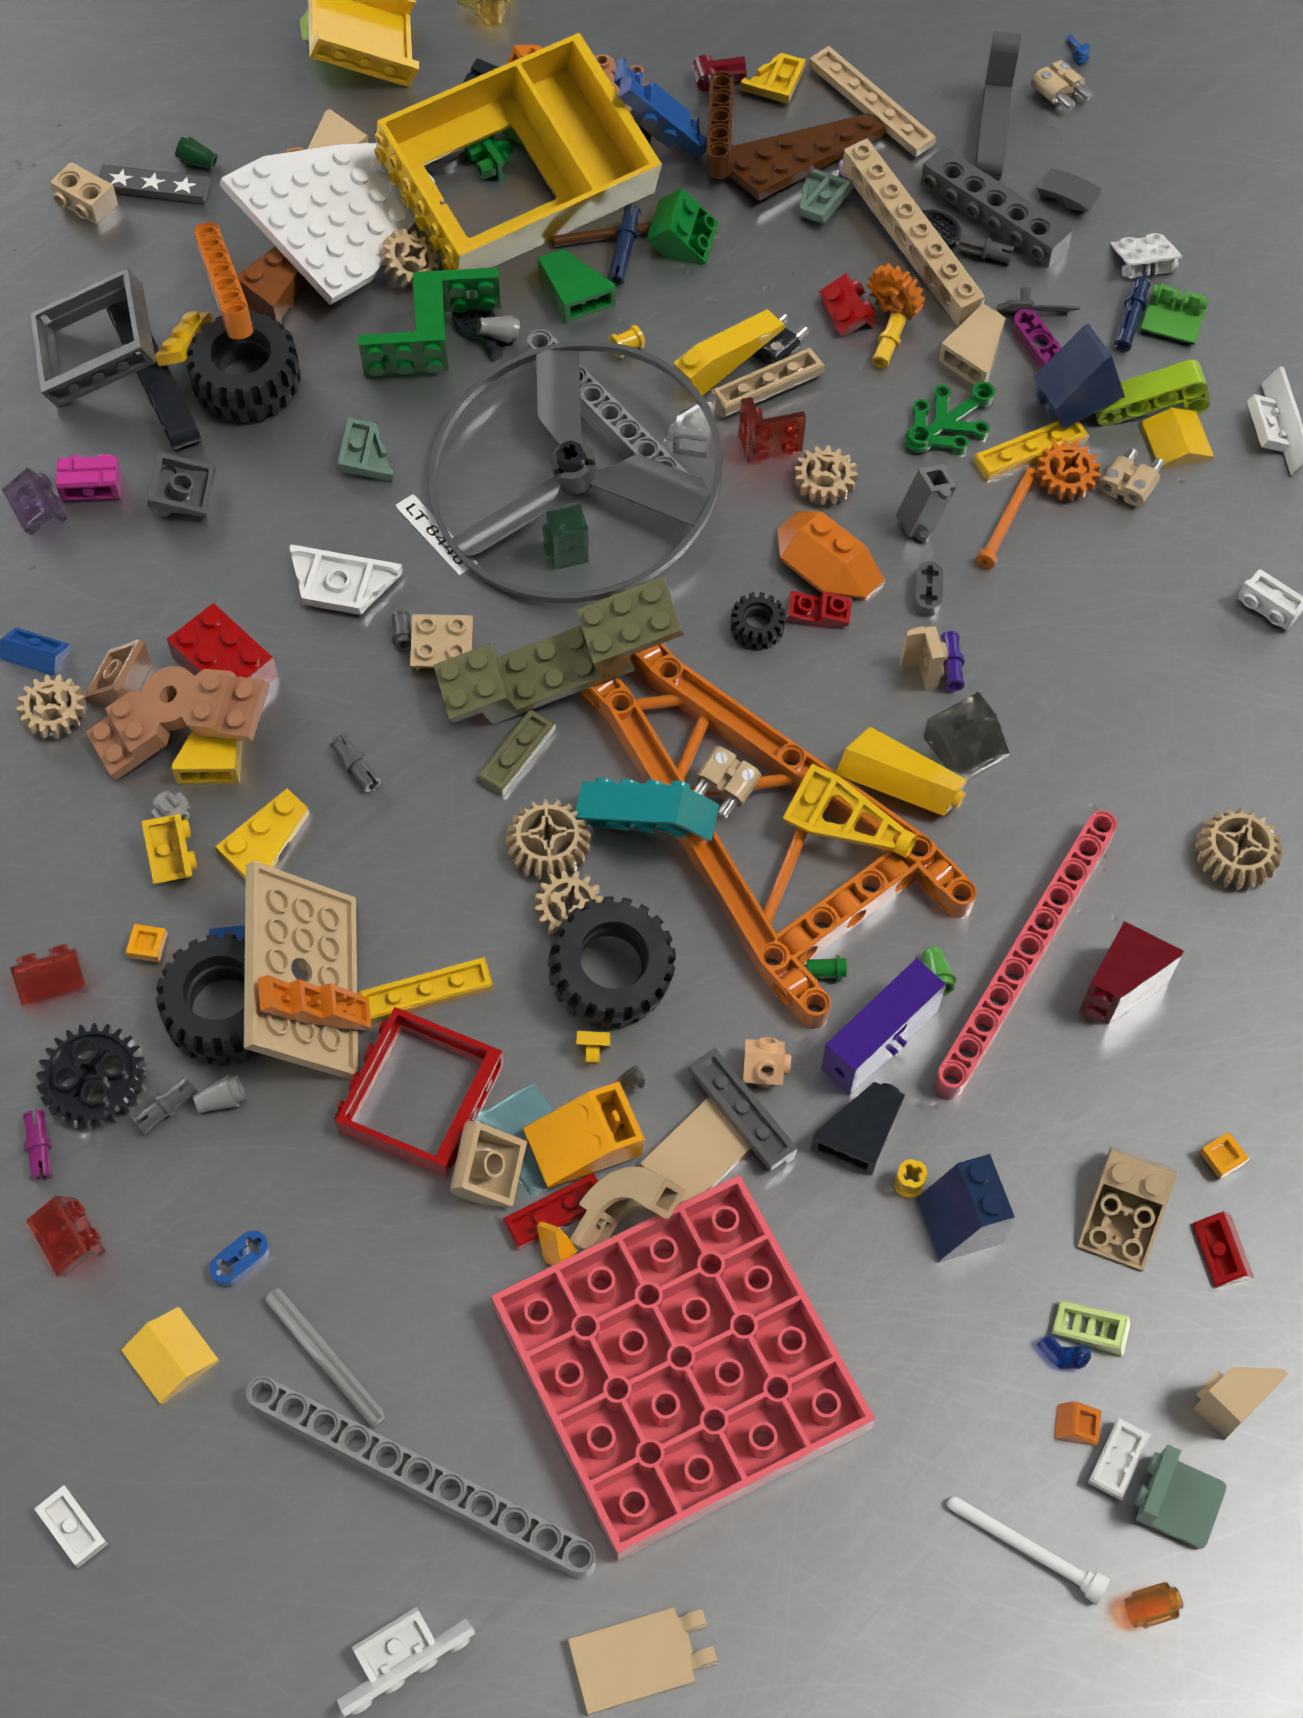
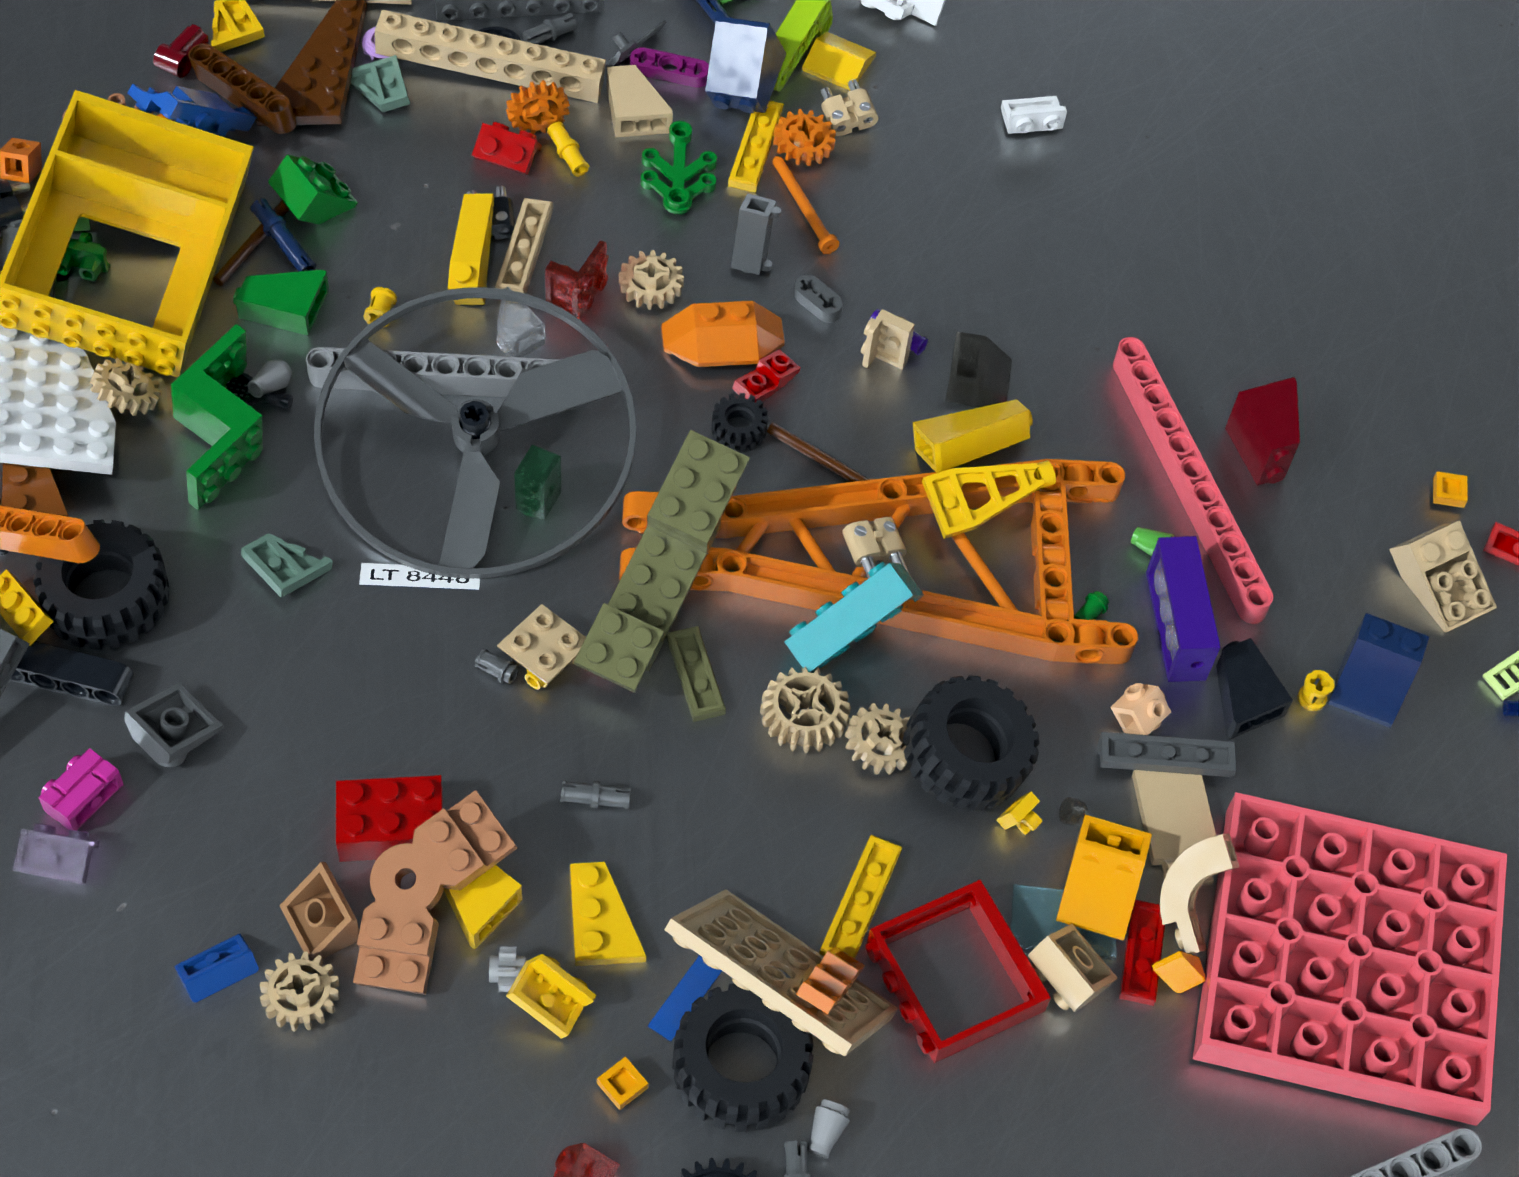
camera: 55 degrees left, 5 degrees down
(340, 579) = (396, 676): white wing -> none
(784, 690) = (814, 453): none -> reddish brown bar
(1258, 849) = (1215, 300): tan gear -> none

